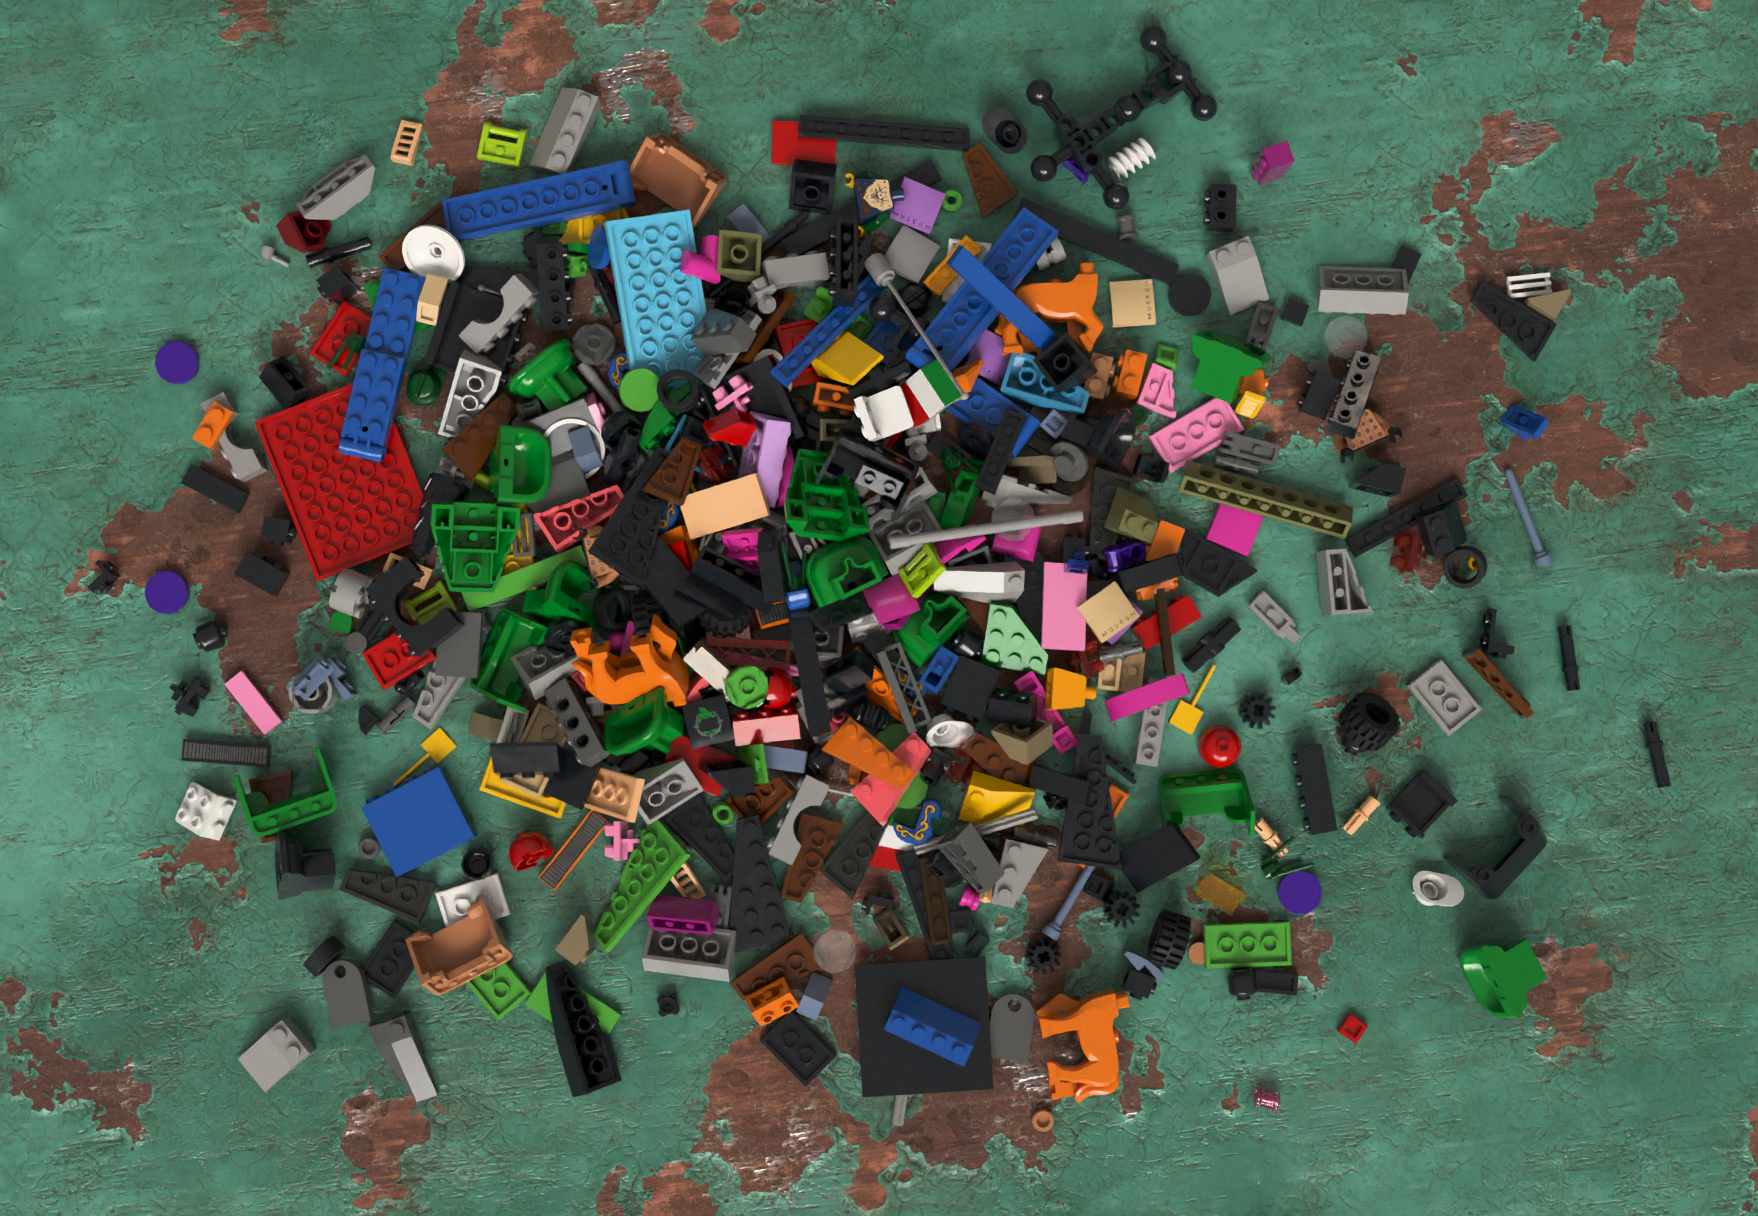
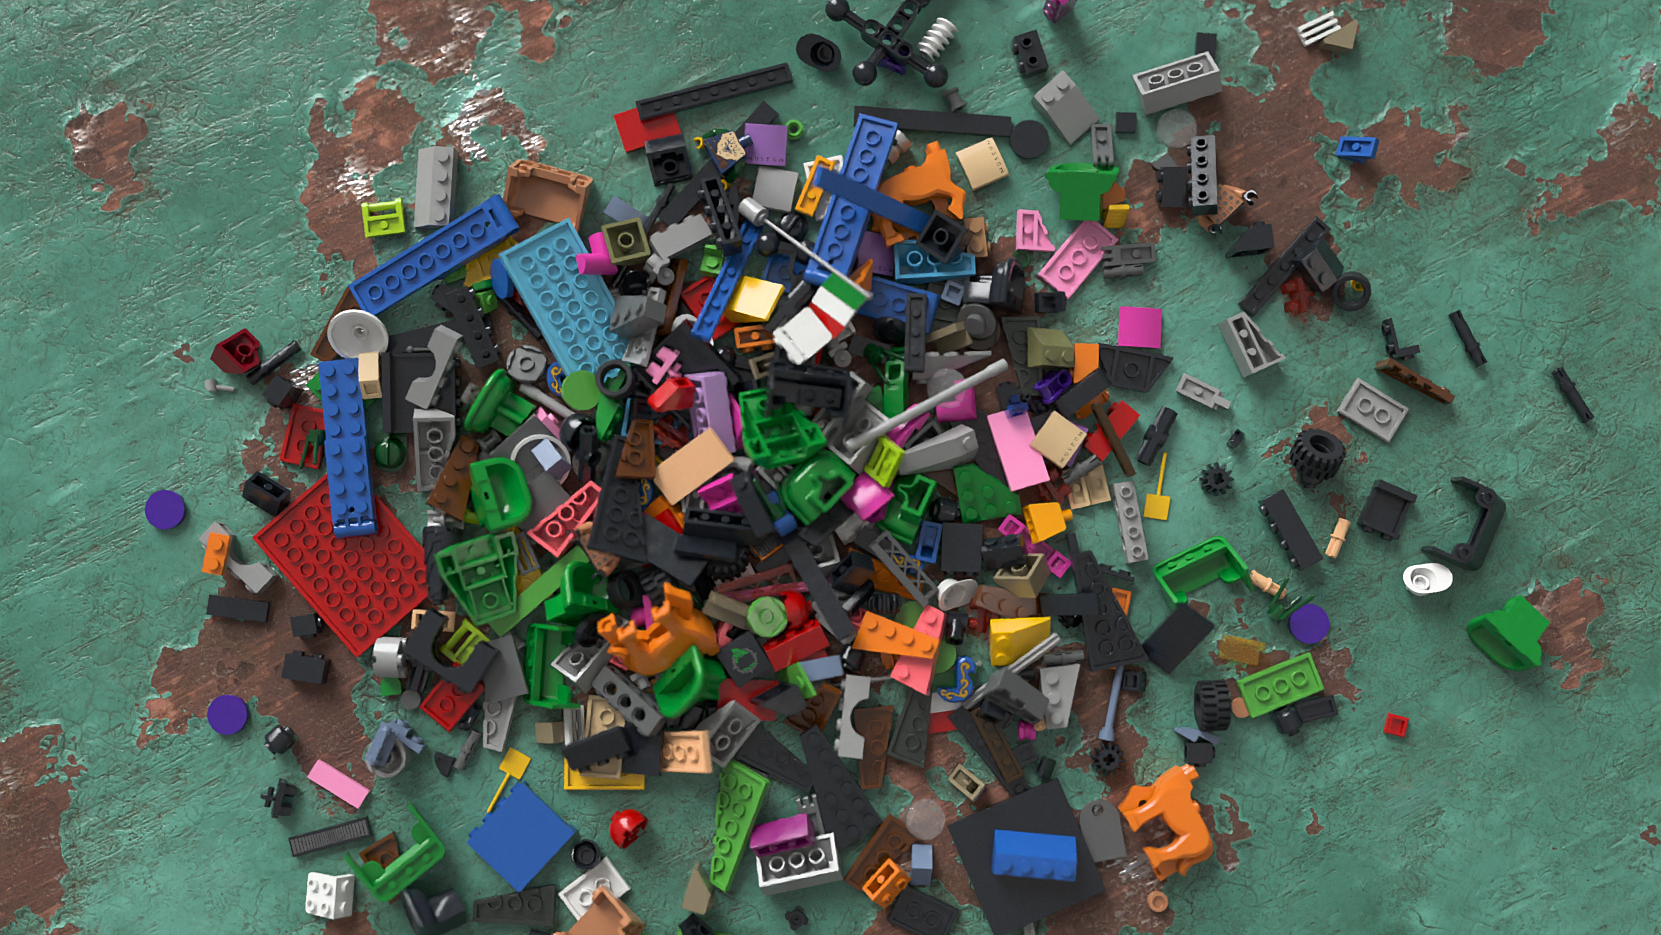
camera: 25 degrees left, 0 degrees up
(105, 581) = (169, 724): black bracket -> none
(338, 190) = (254, 308): light grey wedge -> none
(369, 847) = (486, 875): dark grey tile -> none
(397, 147) = (307, 259): light nougat slope -> none
(573, 849) = (665, 812): tile -> none
(622, 840) = (706, 789): bright pink hips -> none
(691, 877) = (776, 799): light nougat slope -> none
(723, 820) = (785, 740): bright green plate -> none
(859, 328) = (753, 268): bright green slope -> none
(882, 899) = (949, 759): black bracket -> none
(987, 180) = (818, 101): reddish brown wing -> none
(1115, 904) = (1167, 695): black gear -> none
(1130, 374) = (1003, 226): orange brick -> none
(1147, 697) = (1117, 501): dark pink slope -> none
(1166, 357) = (1028, 200): bright green slope -> none
(1219, 746) = (1194, 521): red cylinder -> none
(1266, 499) = (1159, 293): olive brick -> none
(1266, 1100) = (1345, 814): clear pink bush -> none
(1518, 322) = (1320, 63): black wing -> none
(1541, 556) = (1414, 259): sand blue piece -> none

